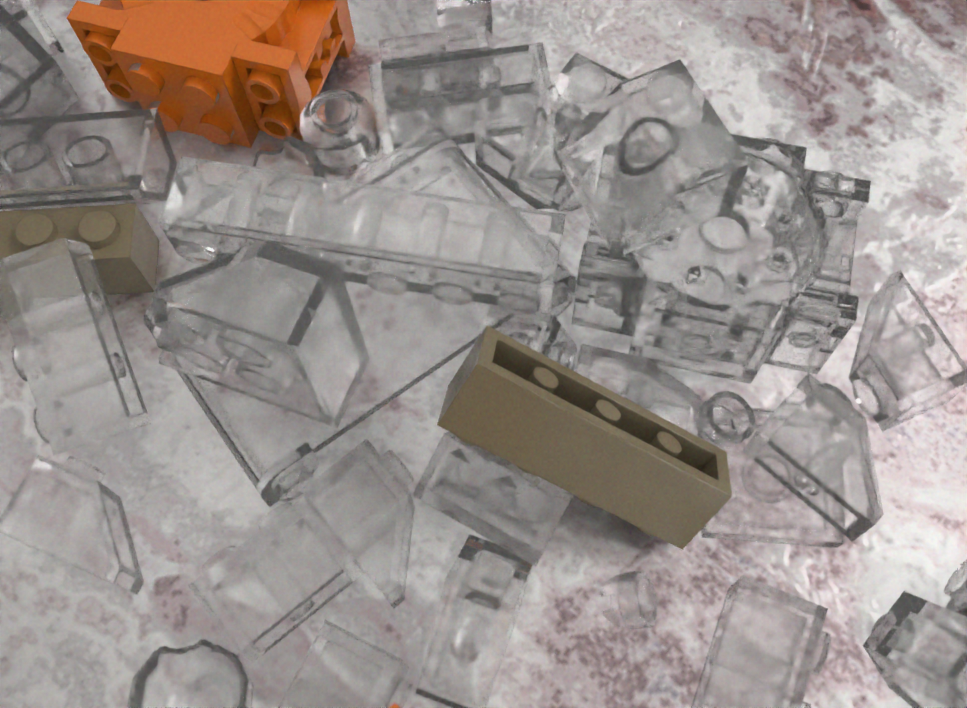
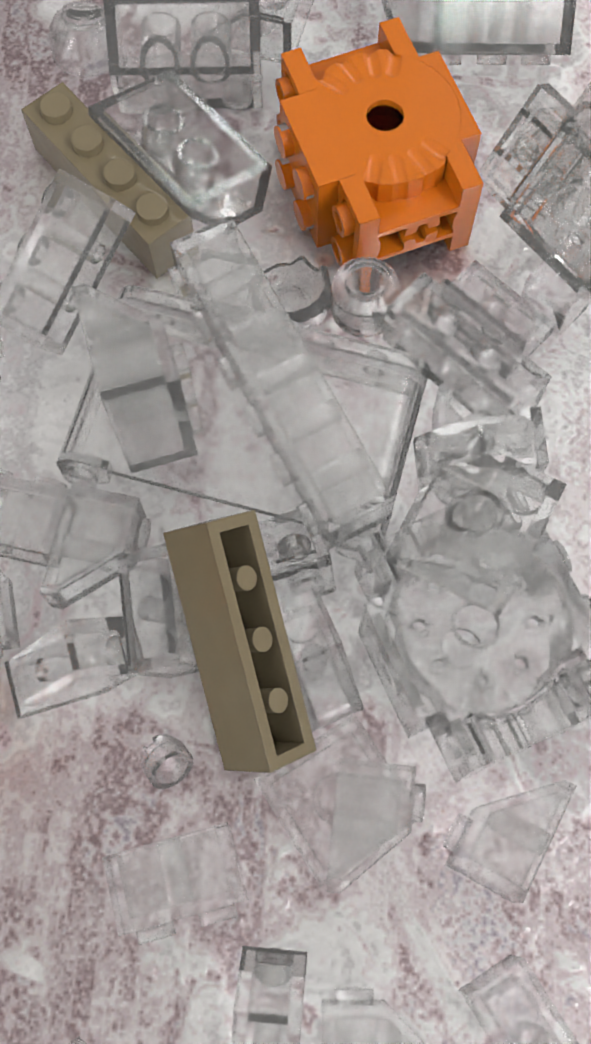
camera: 50 degrees right, 5 degrees up
(720, 409) = (351, 723): clear hinge -> none

